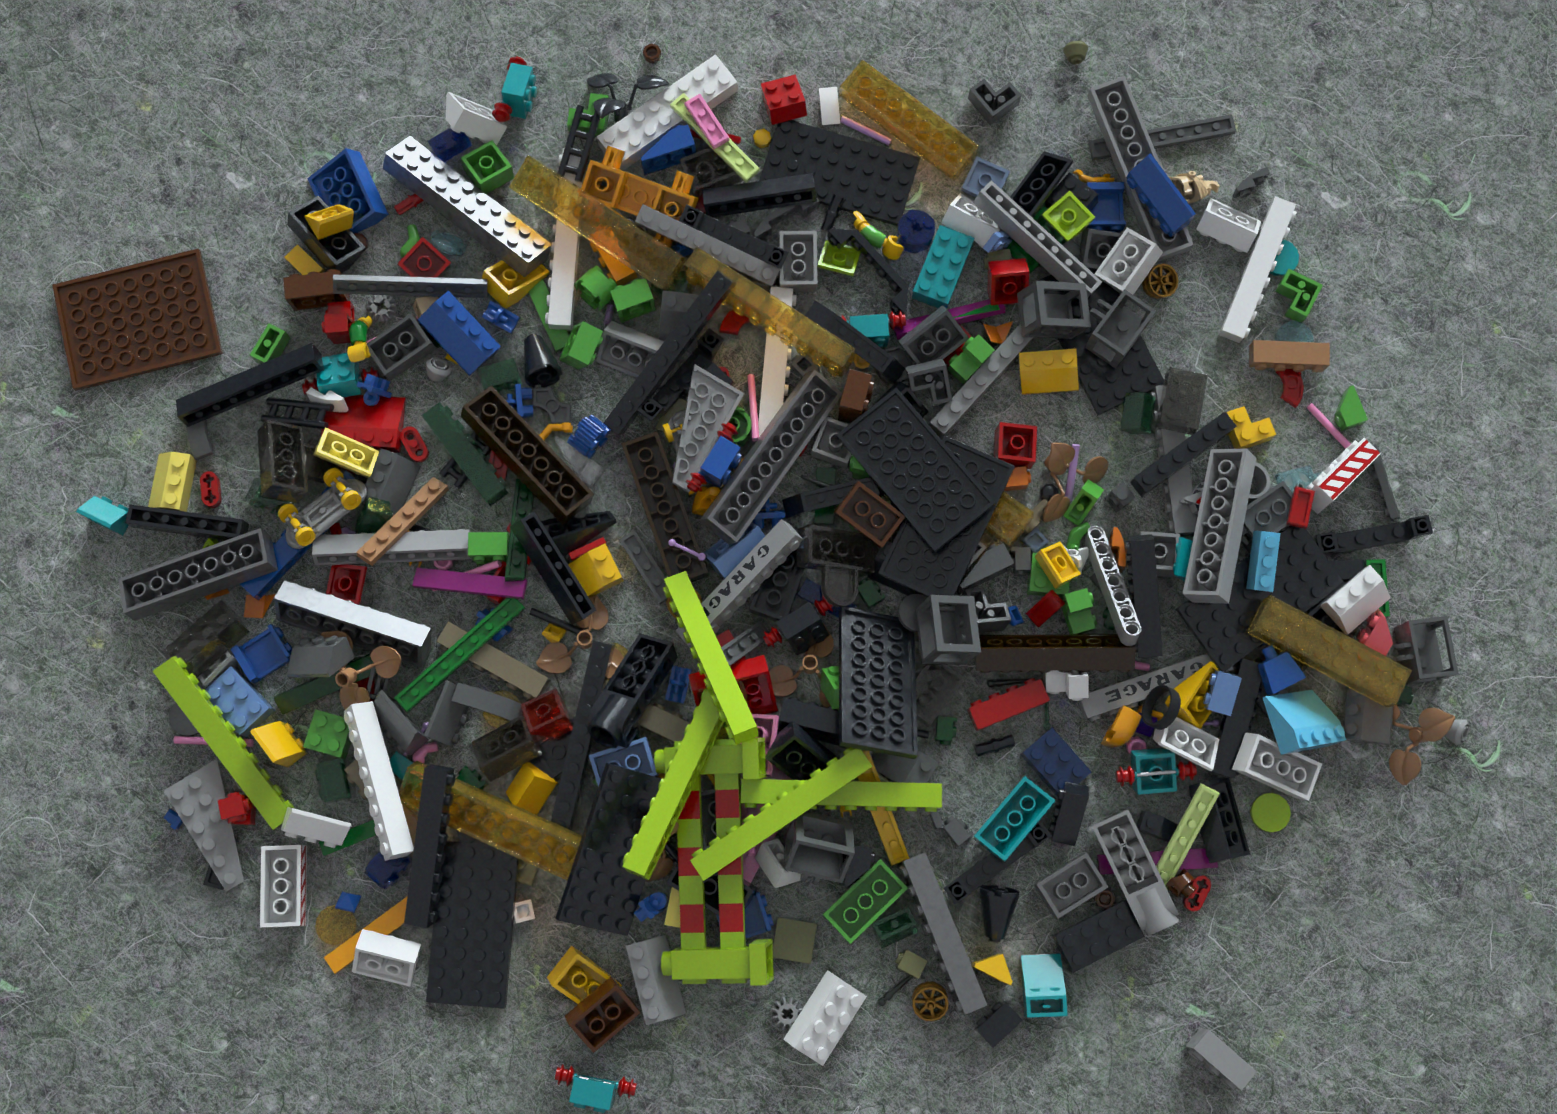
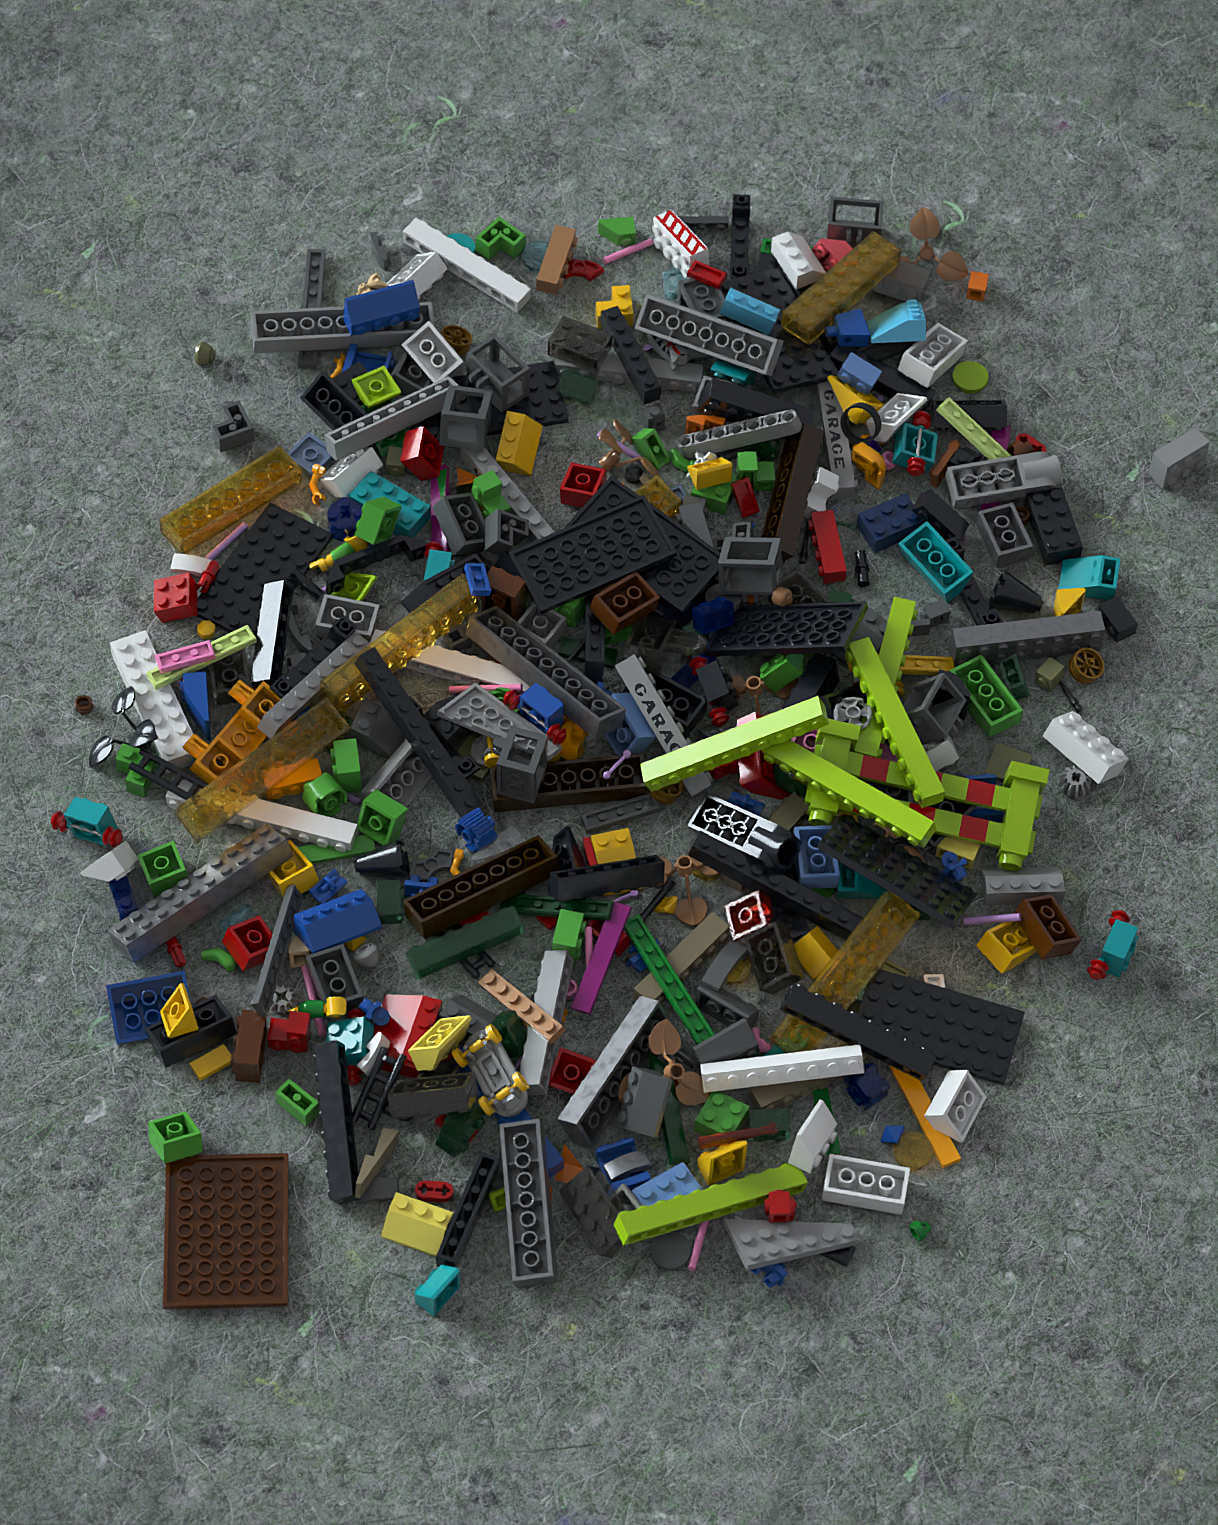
camera: 80 degrees left, 20 degrees down
(210, 249) = (175, 1137): none -> bright green brick
(210, 425) = (372, 1164): none -> dark tan slope
(248, 945) = (917, 1230): none -> green tile
(262, 656) = (624, 1165): none -> flat silver slope
(300, 747) = (733, 1136): none -> clear red piece
(414, 445) = (438, 989): red plate -> none
(601, 958) = (992, 919): none -> lavender bar
(648, 442) = (518, 775): none -> dark grey piece
(782, 768) = (853, 712): none -> light grey piece
(817, 122) = (208, 576): none -> red axle
(847, 363) = (477, 579): none -> blue plate
(882, 605) = (713, 615): none -> clear blue brick
(910, 257) = (378, 520): none -> bright green brick
(922, 670) = (782, 596): none -> medium nougat piece
(938, 199) = (317, 471): none -> light orange arm
(997, 242) = (384, 448): medium blue plate -> none
(1134, 801) = (938, 473): none -> dark orange hinge
(1391, 798) = (977, 286): none -> orange brick

